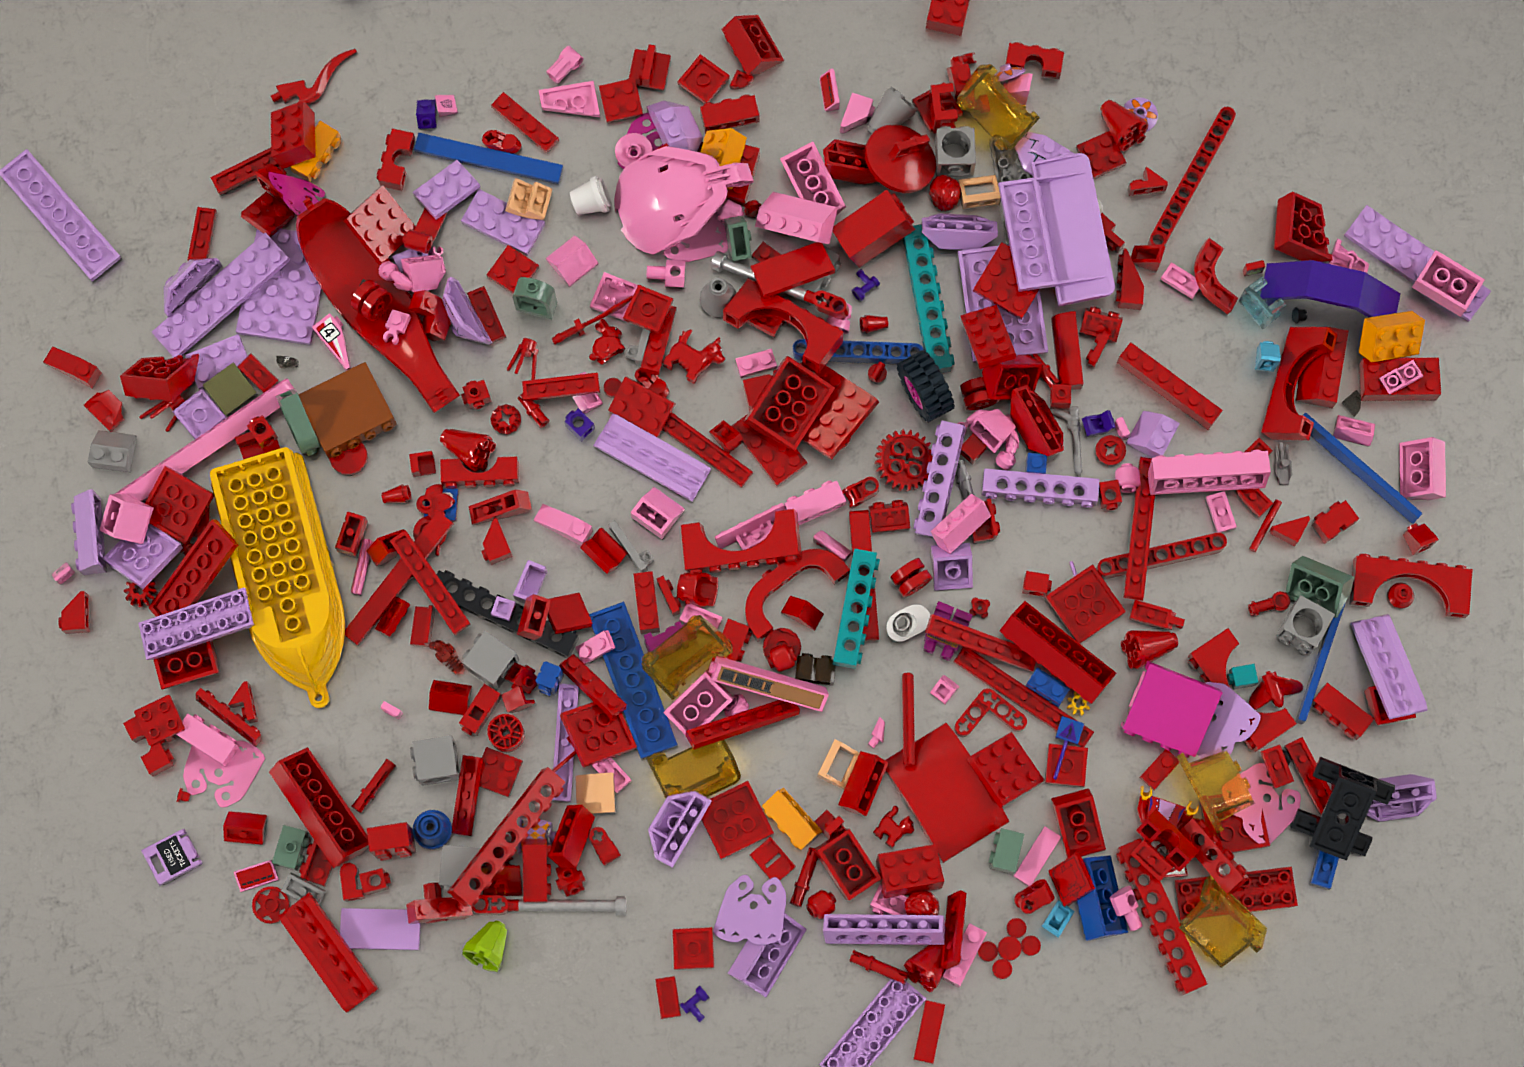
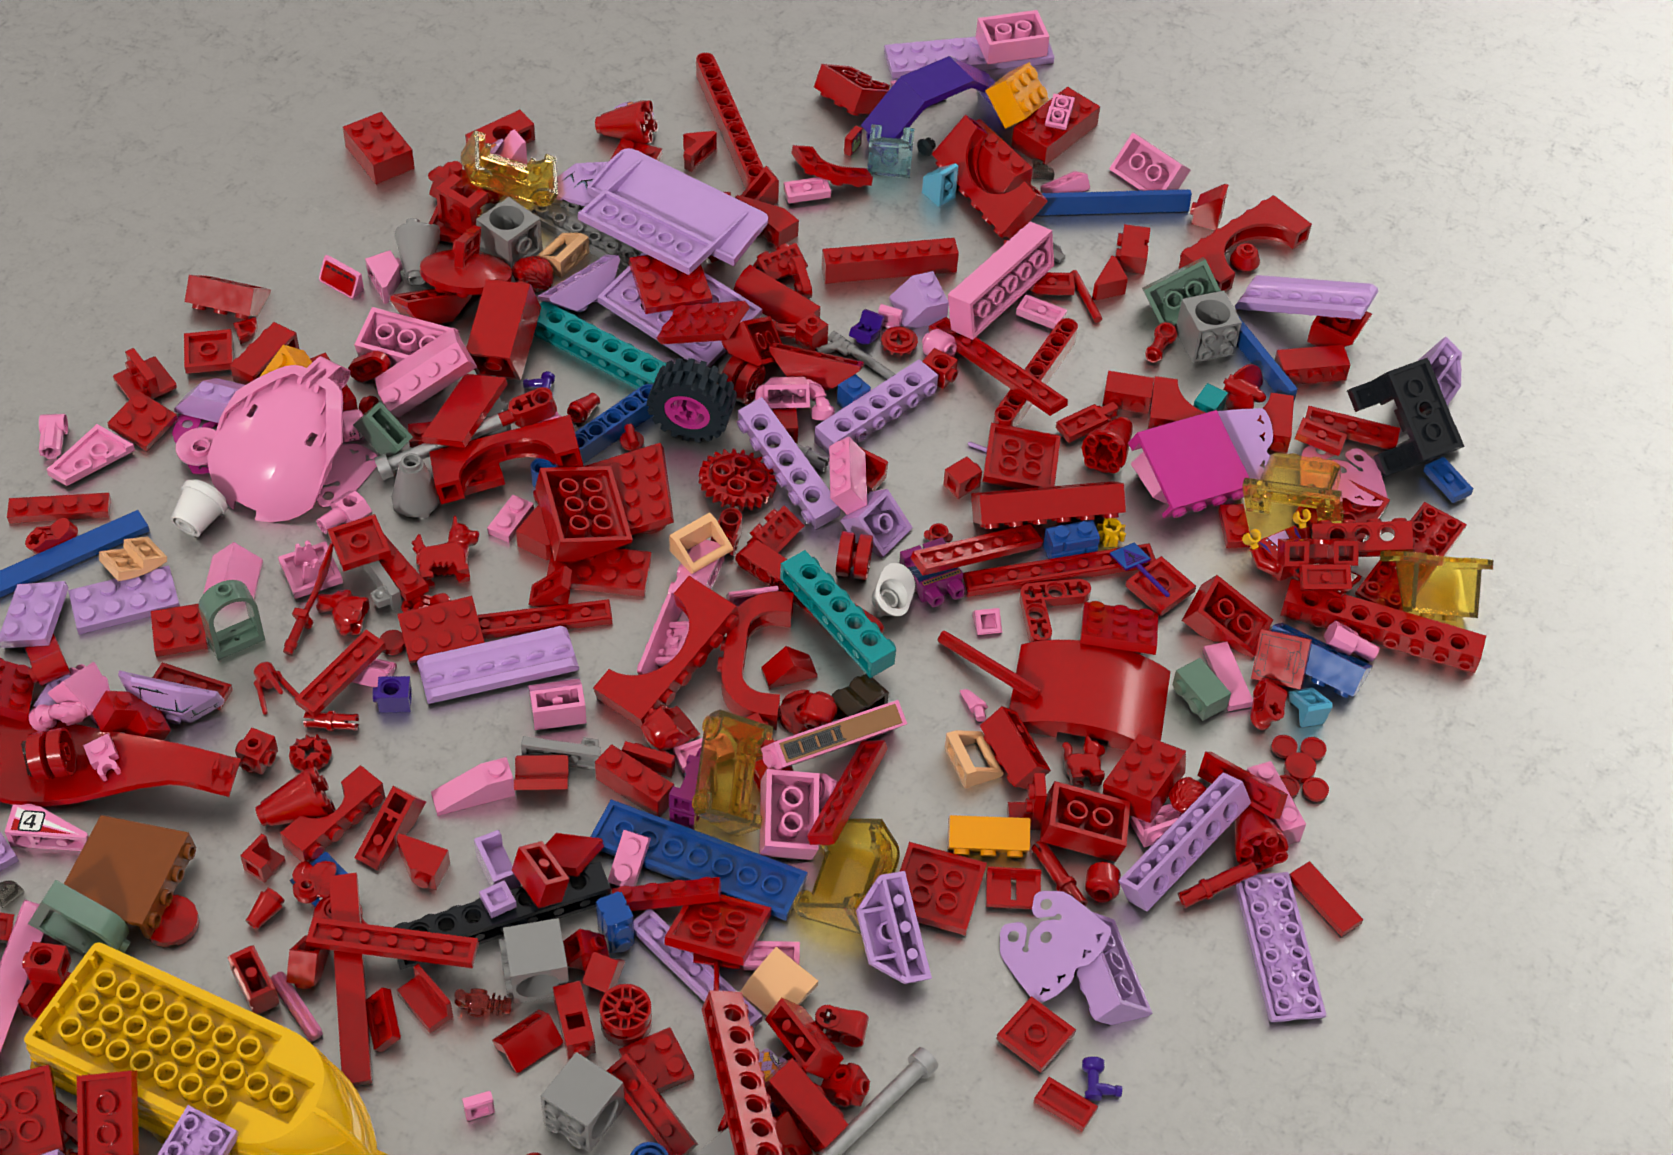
camera: 50 degrees left, 25 degrees down
(778, 179) = (369, 366): none -> red plate
(831, 480) = (694, 534): none -> light nougat tile
(1203, 620) = (1128, 391): none -> red brick

